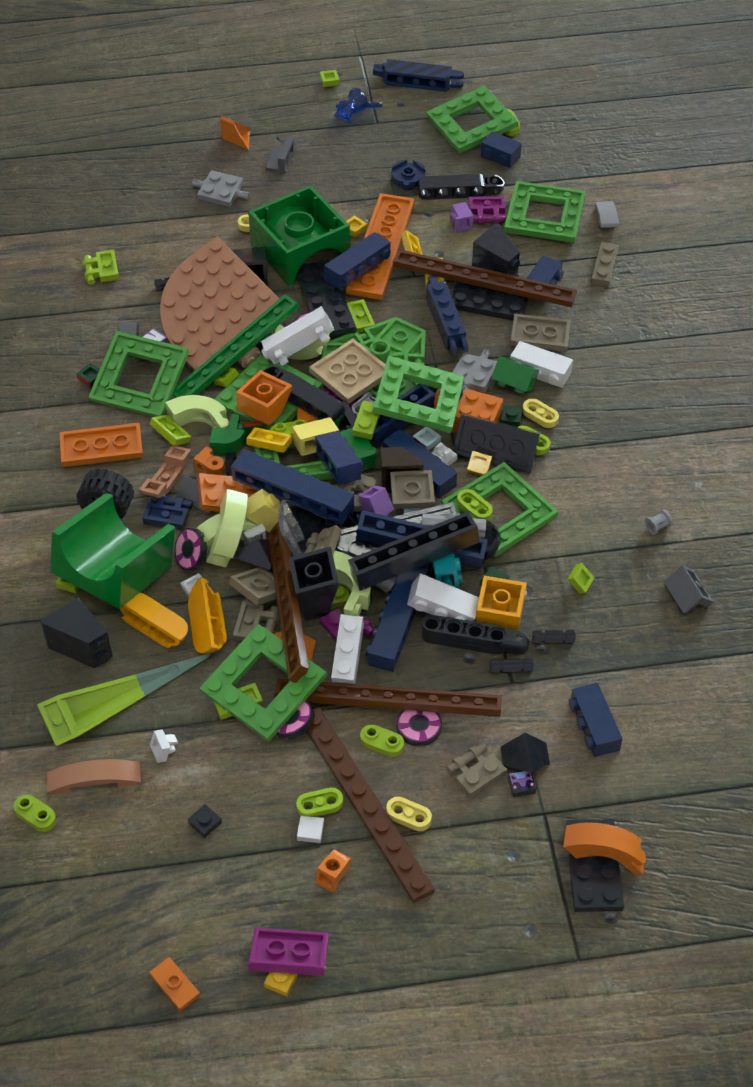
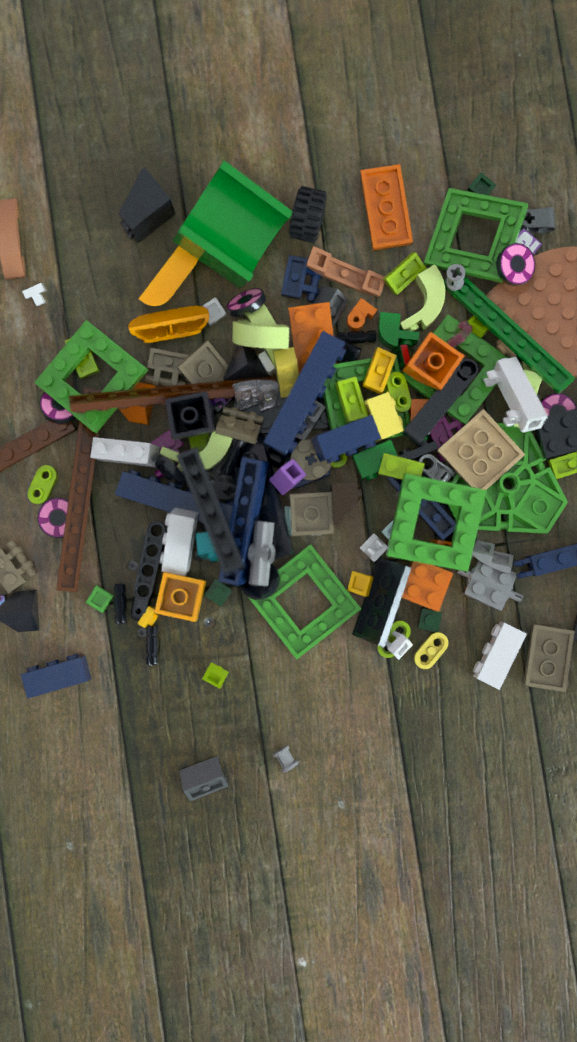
camera: 90 degrees right, 35 degrees up
(81, 710) = (71, 220): lime plate -> none
(174, 337) = (515, 264): none -> tile
(179, 383) = (452, 276): none -> light grey bush
(233, 381) = (461, 336): none -> clear pink arm
(299, 456) = (351, 399): none -> lime plate
(368, 601) = (169, 469): none -> black tile
(443, 476) = (360, 523): dark blue brick -> none
(452, 362) = (485, 553): none -> light grey slope
(477, 505) = (297, 576): lime plate -> none
(507, 685) = (99, 599): none -> bright green tile
(514, 374) = (480, 626): green brick -> none
(528, 632) = (149, 617): none -> yellow plate
(537, 426) = (399, 646): none -> white tile

